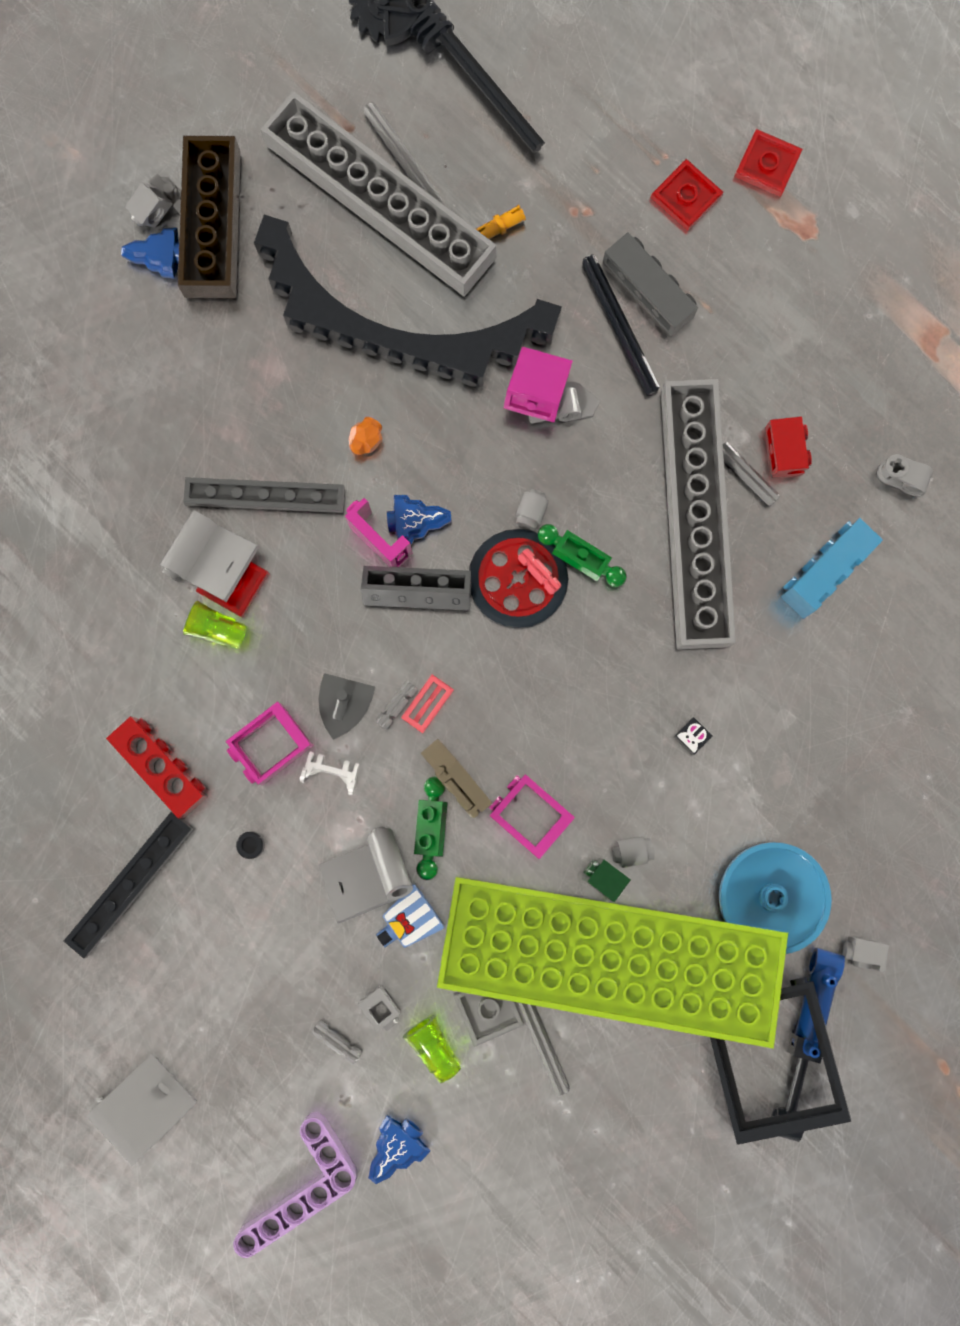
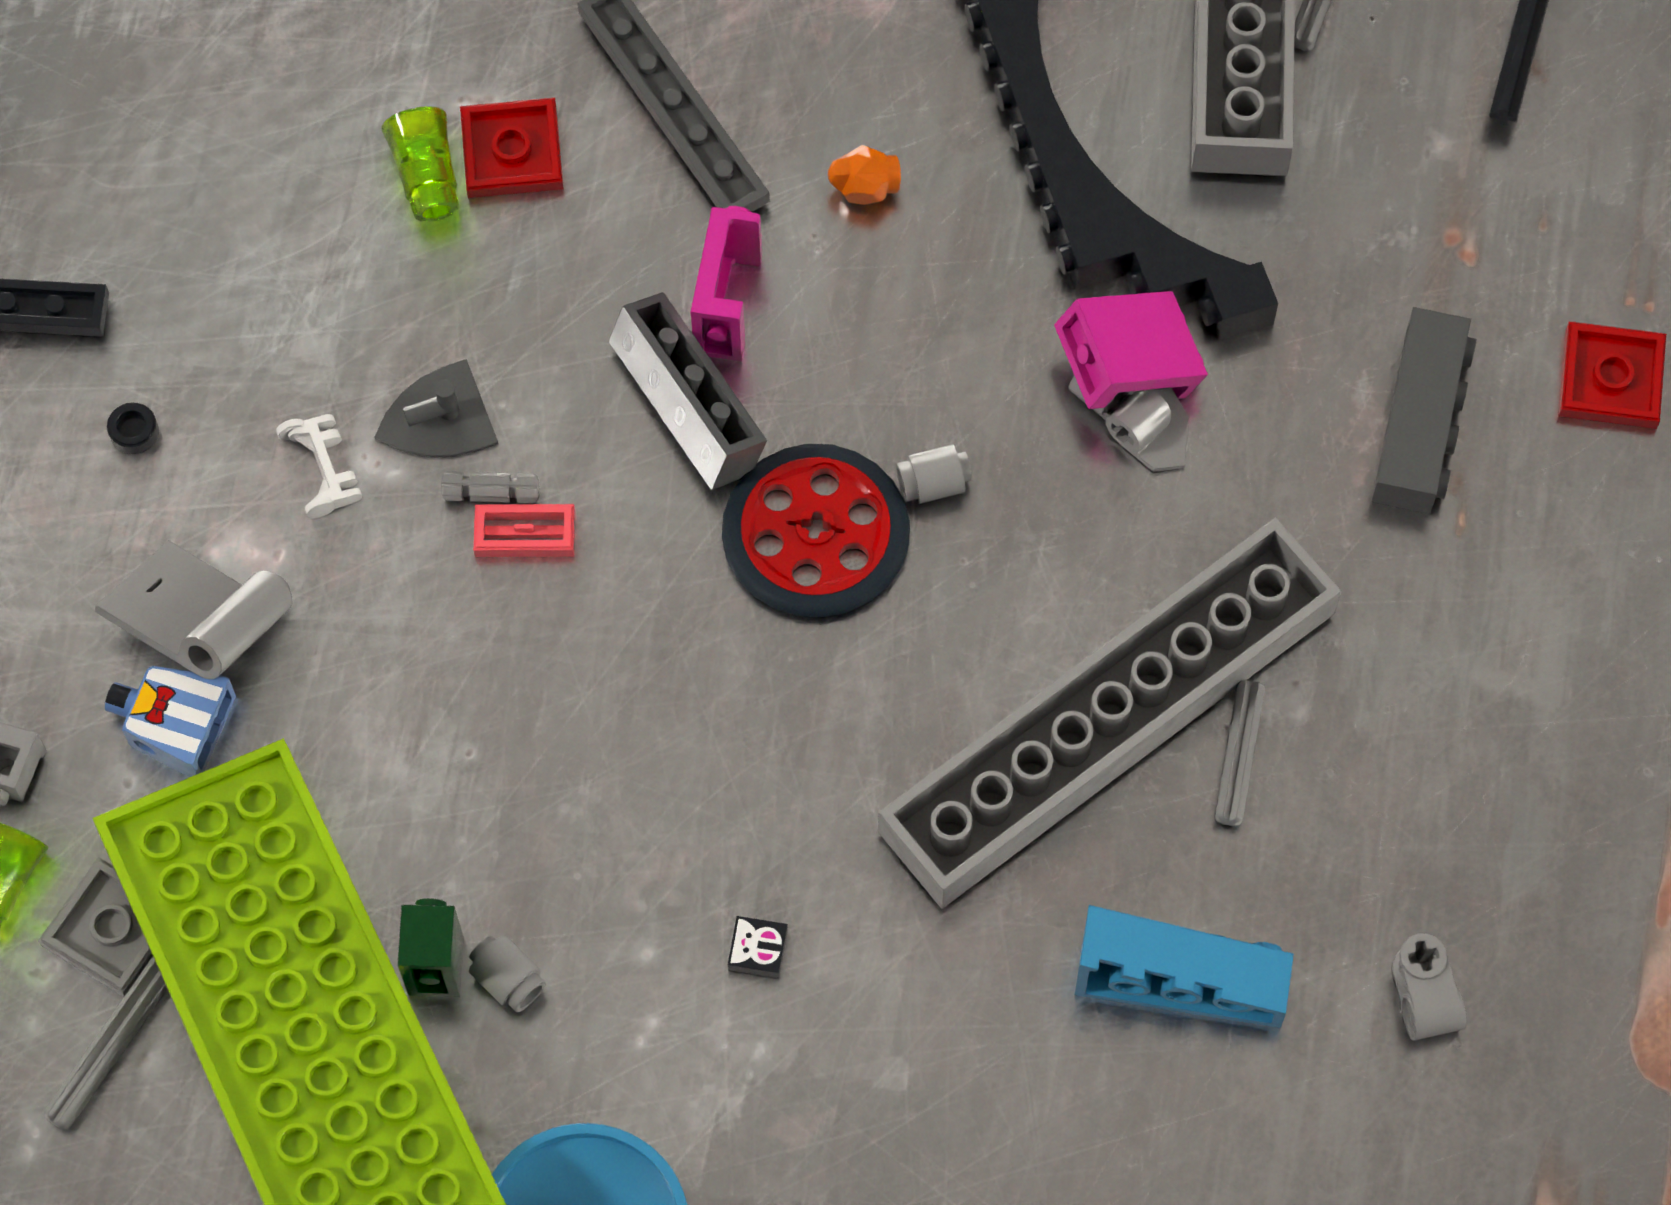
camera: 55 degrees right, 15 degrees down
(125, 740) = (168, 158): red brick -> none
(208, 556) = (522, 84): light grey door -> none
(237, 752) = (347, 368): dark pink window -> none
(414, 518) = (793, 323): blue rock -> none
(430, 828) = (334, 656): green plate -> none
(456, 779) = (430, 623): dark tan piece -> none
(502, 223) = (1340, 144): light orange pin -> none
(539, 571) = (845, 545): coral axle -> none
(551, 835) = (449, 833): dark pink window -> none
(582, 555) = (918, 593): green plate -> none
(620, 324) = (1328, 411): black axle -> none
(788, 446) = (1327, 780): red brick -> none

